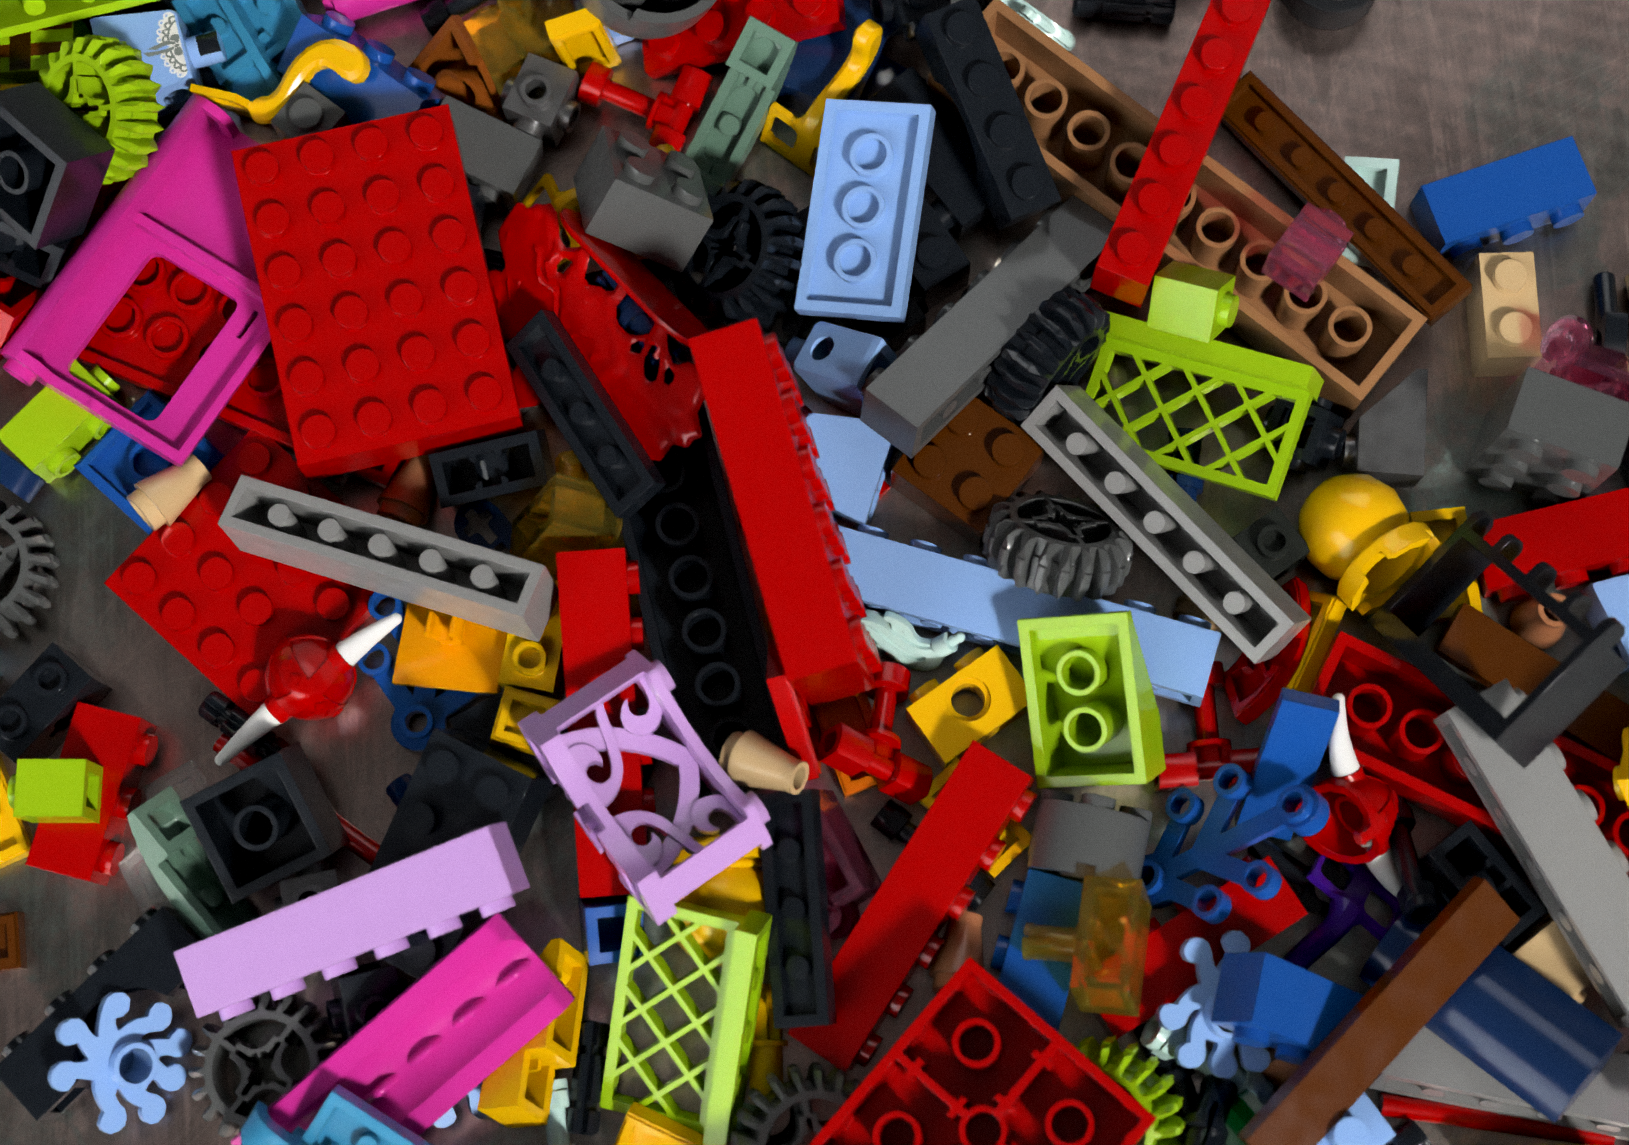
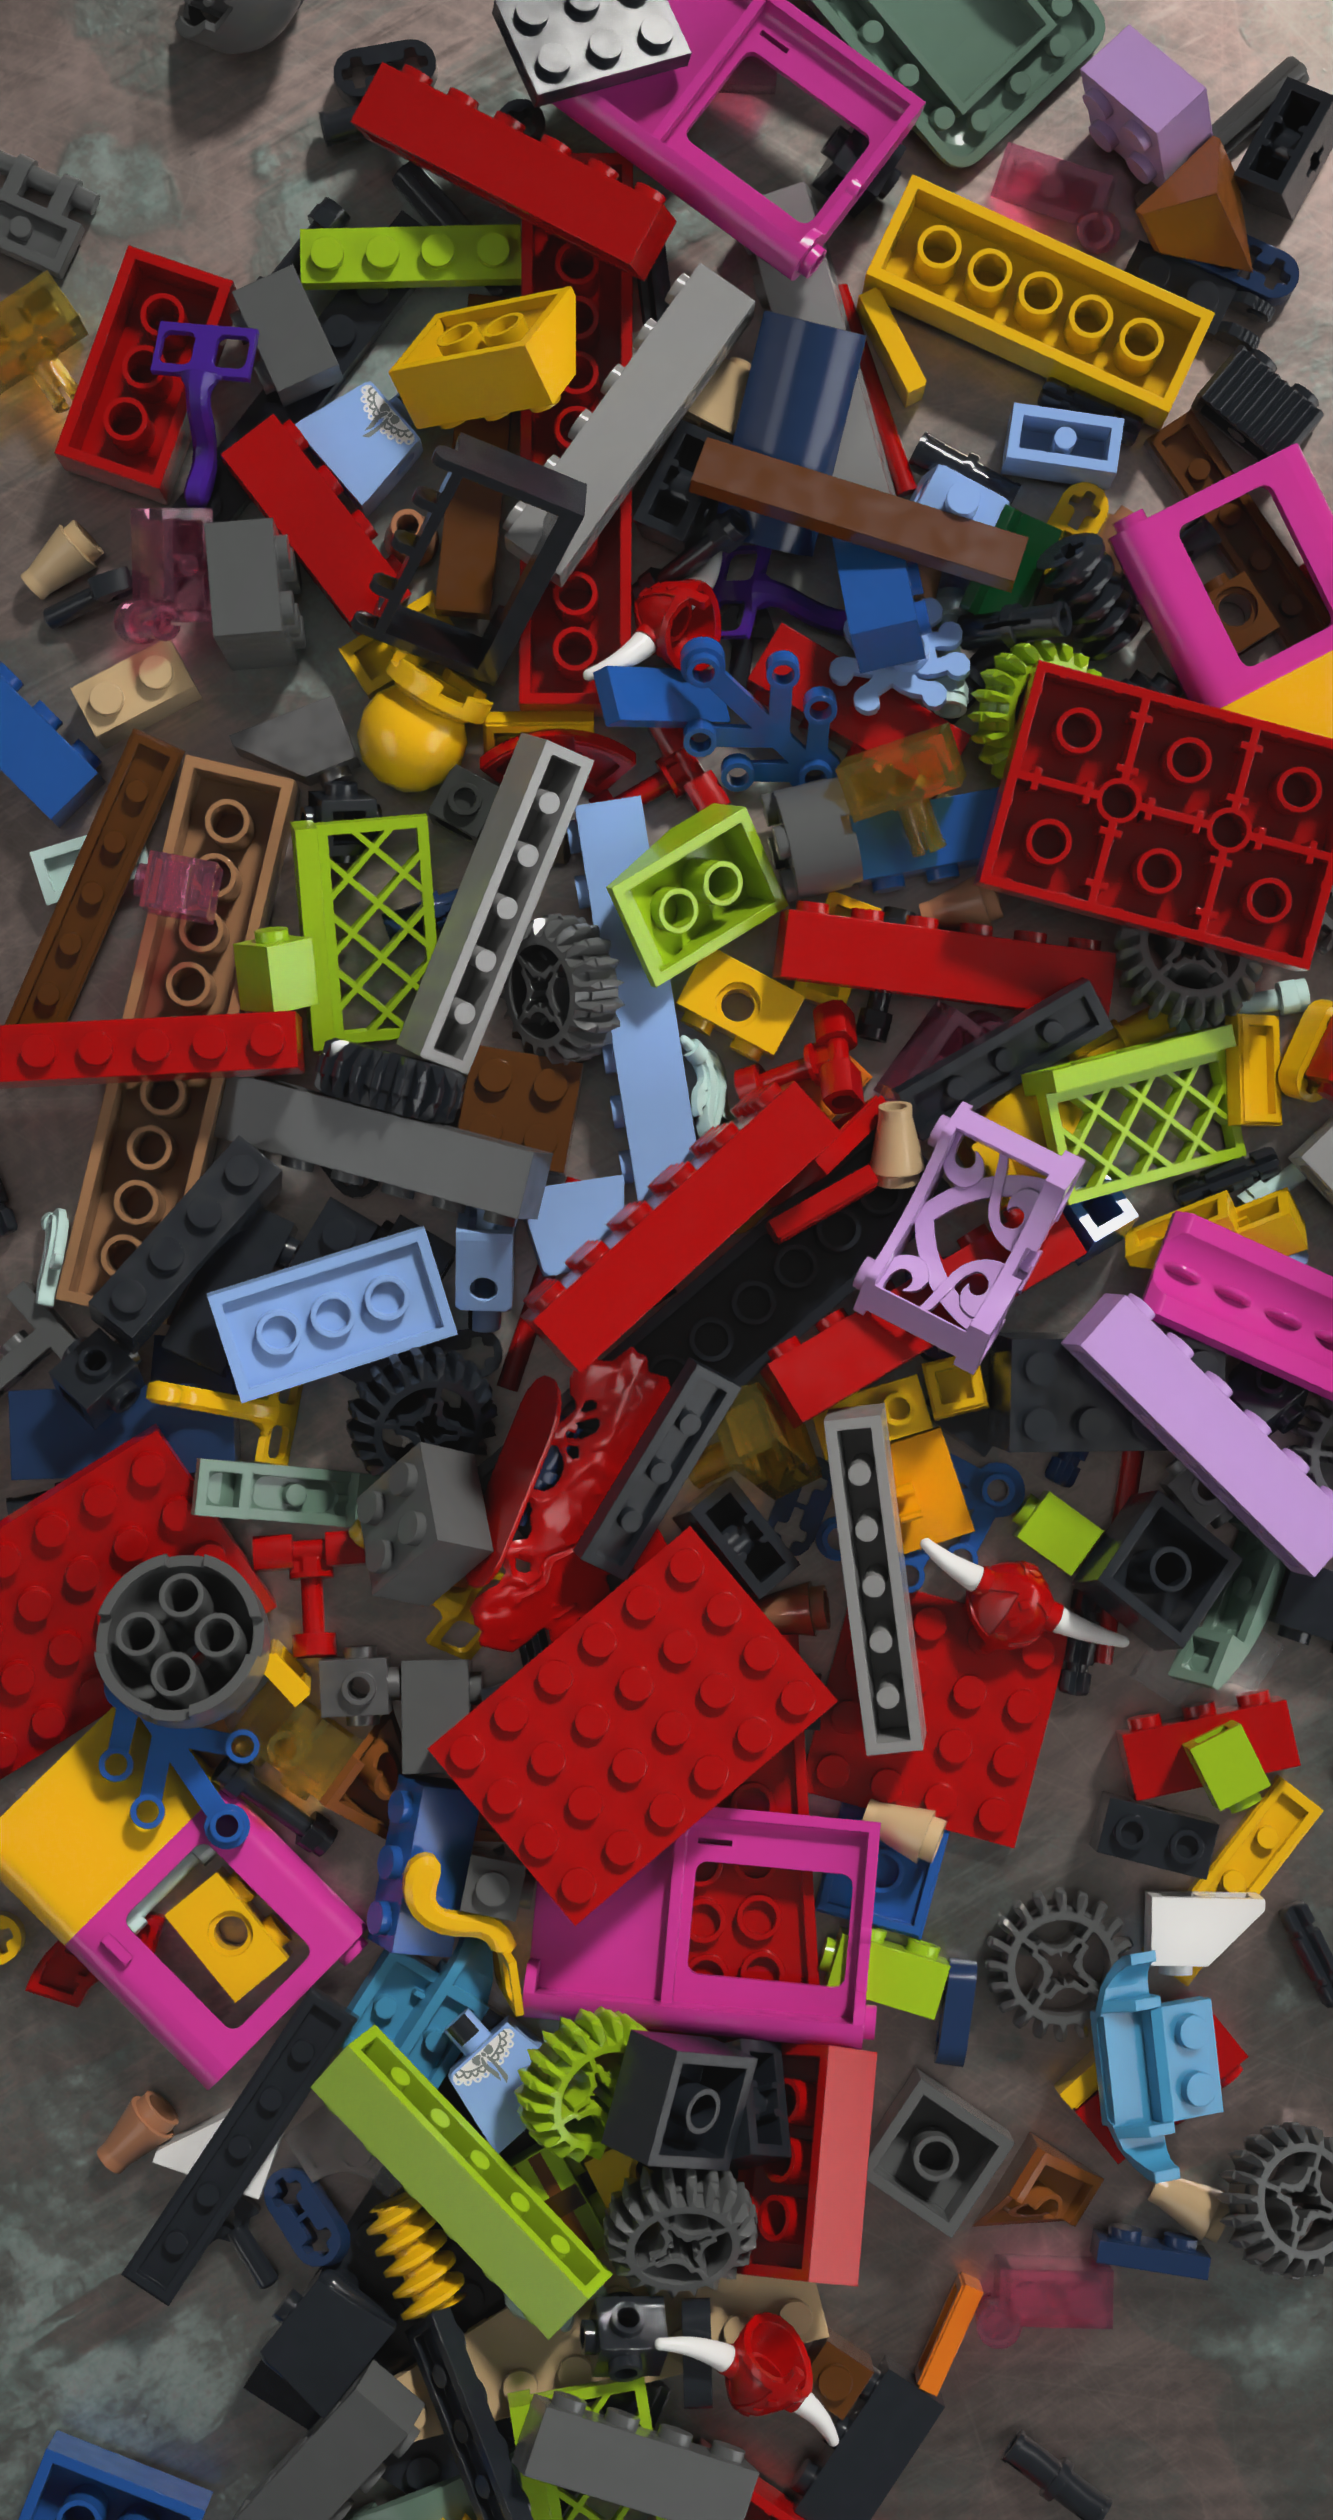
camera: 125 degrees left, 10 degrees up
(353, 754) = (1055, 1531): none -> lime brick
(741, 663) = (822, 1205): none -> red tile

